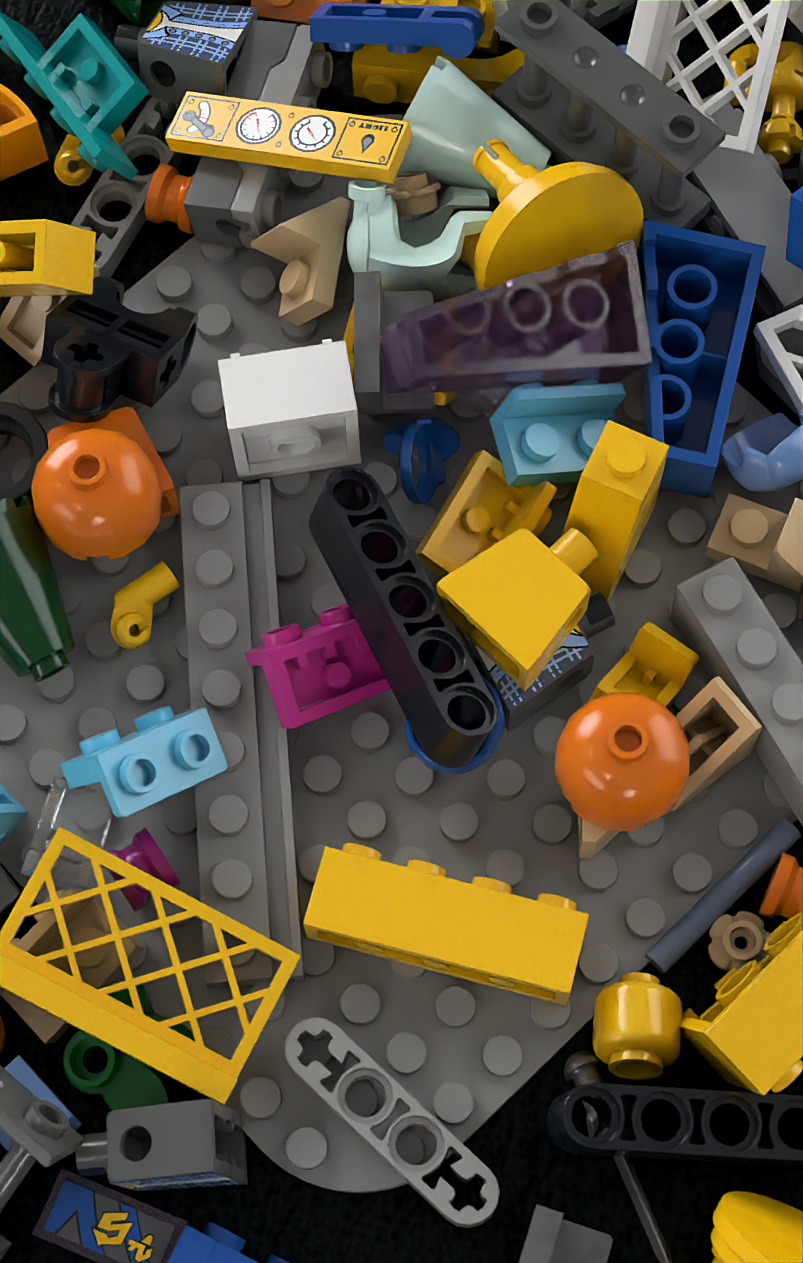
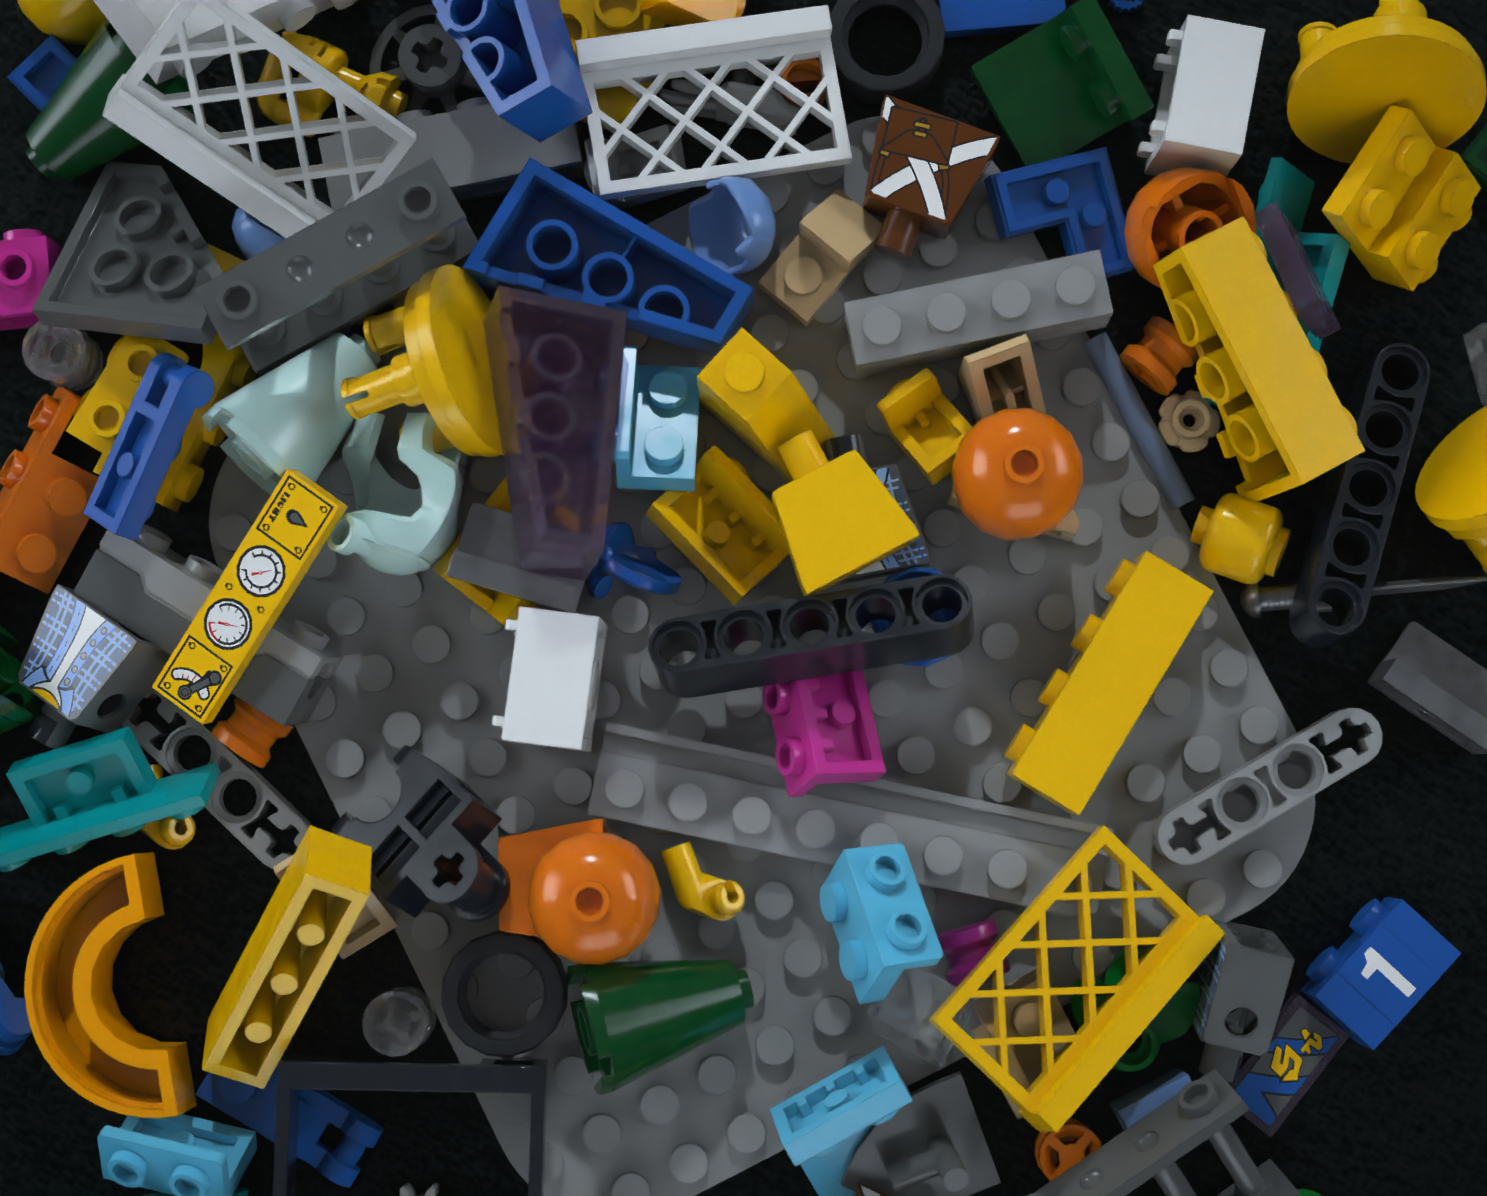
camera: 70 degrees left, 15 degrees up
(313, 253) = (367, 605): tan slope -> none
(414, 193) = (347, 483): tan plate -> none

